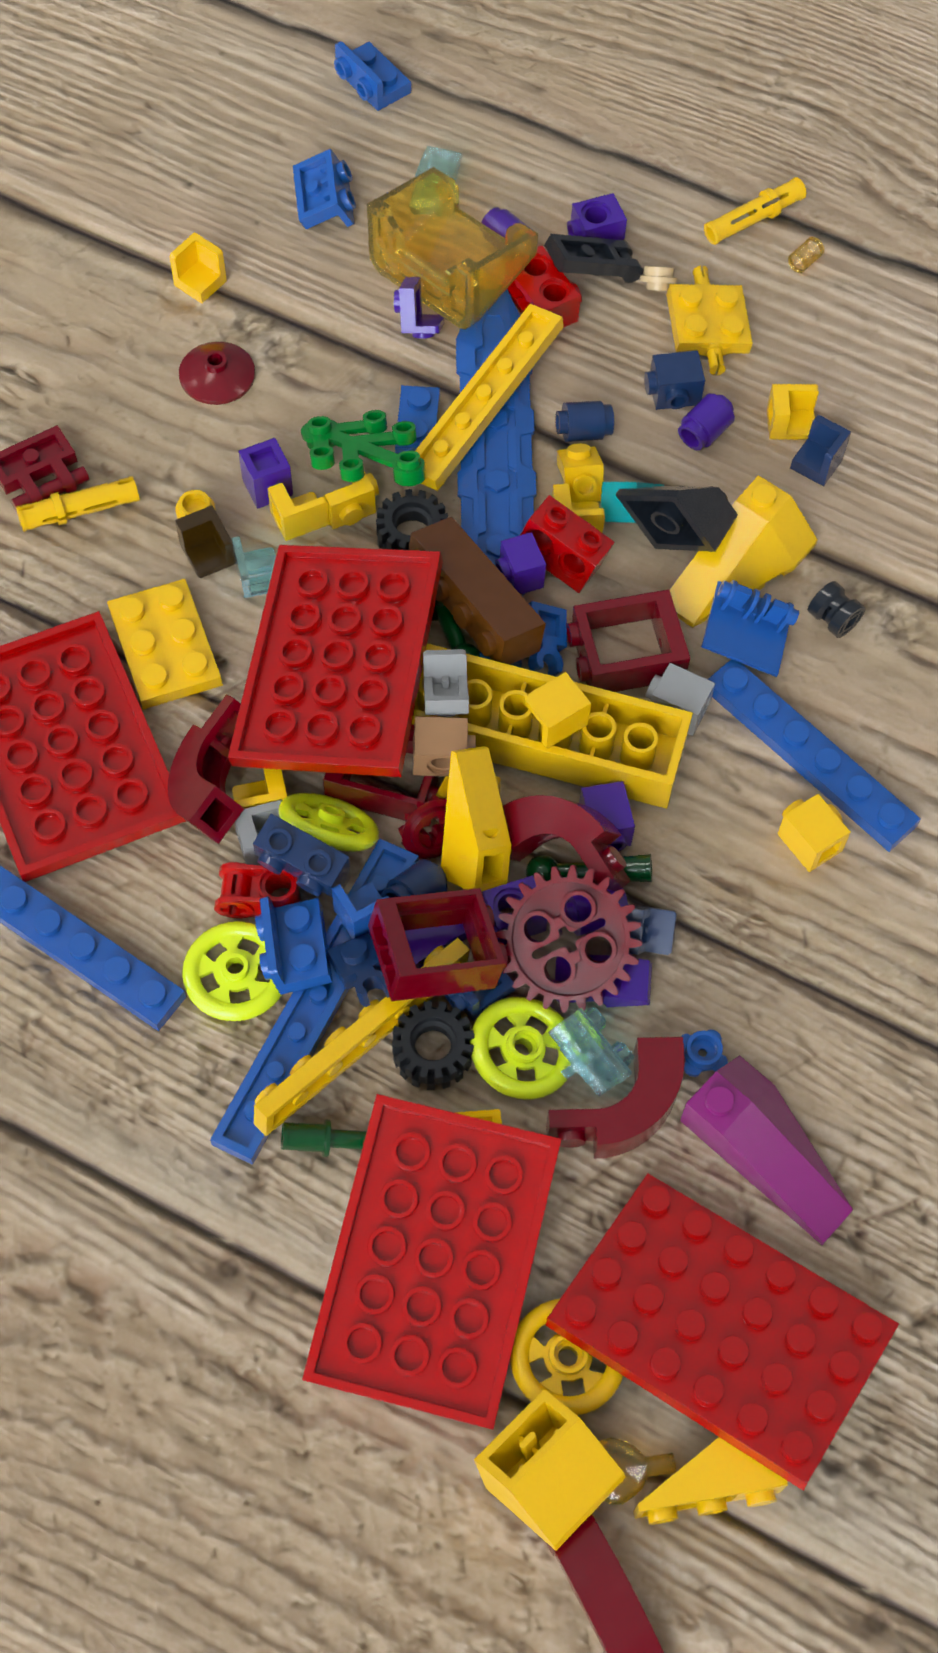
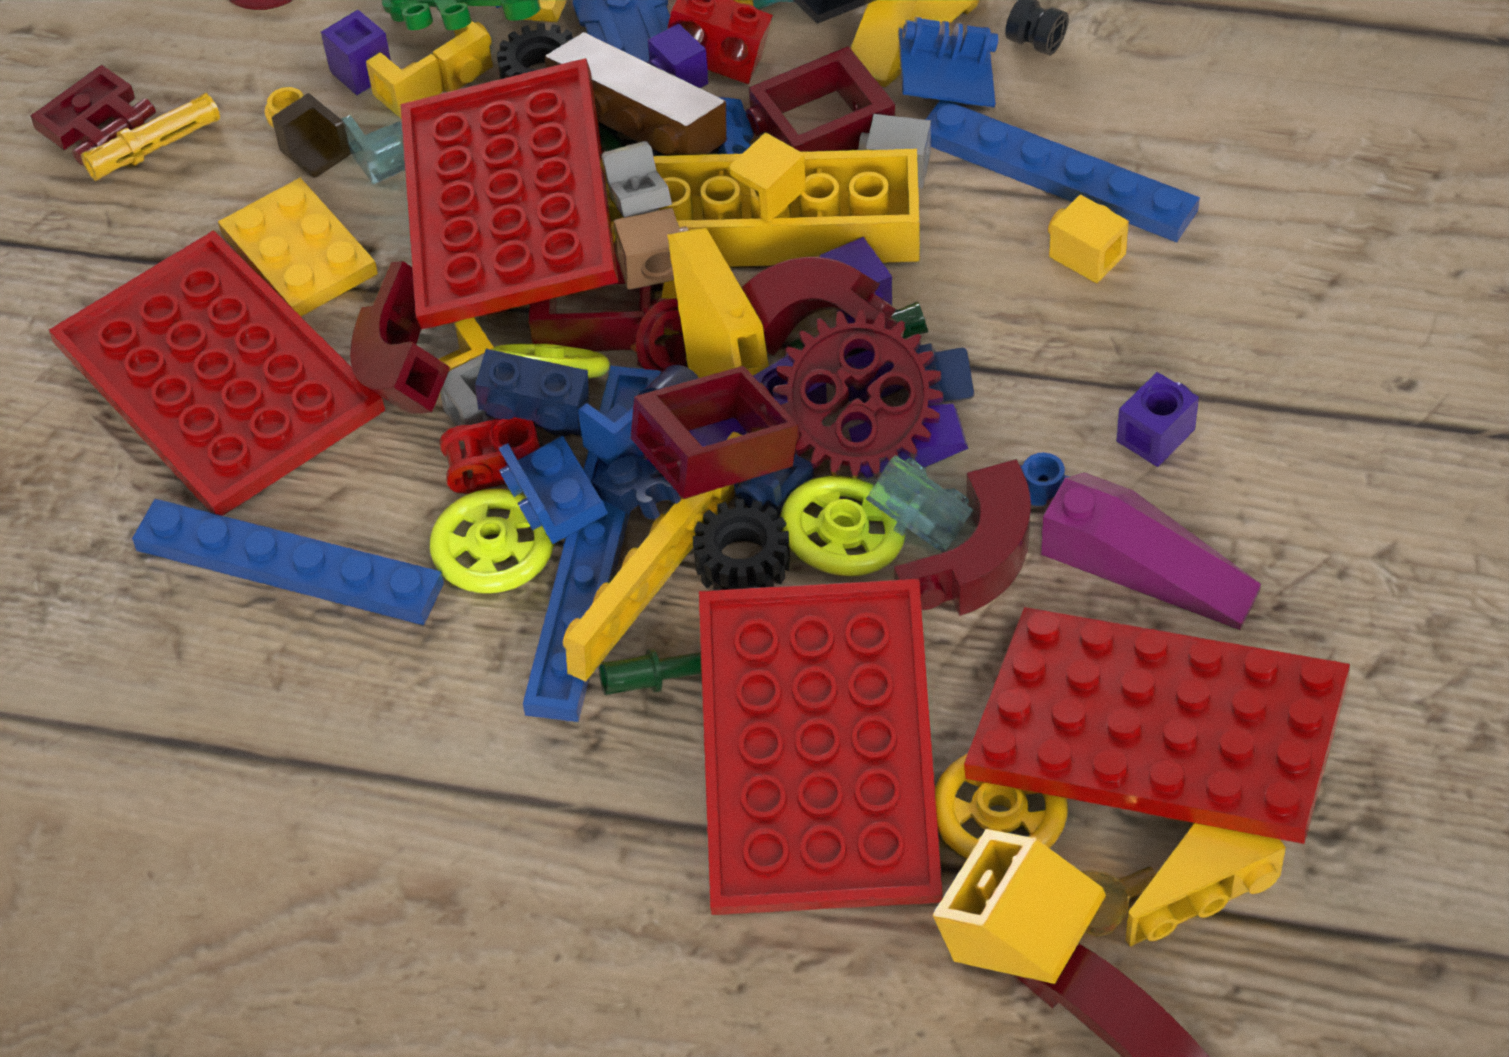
camera: 10 degrees left, 10 degrees down
(809, 1042) = (1157, 419): none -> dark purple brick

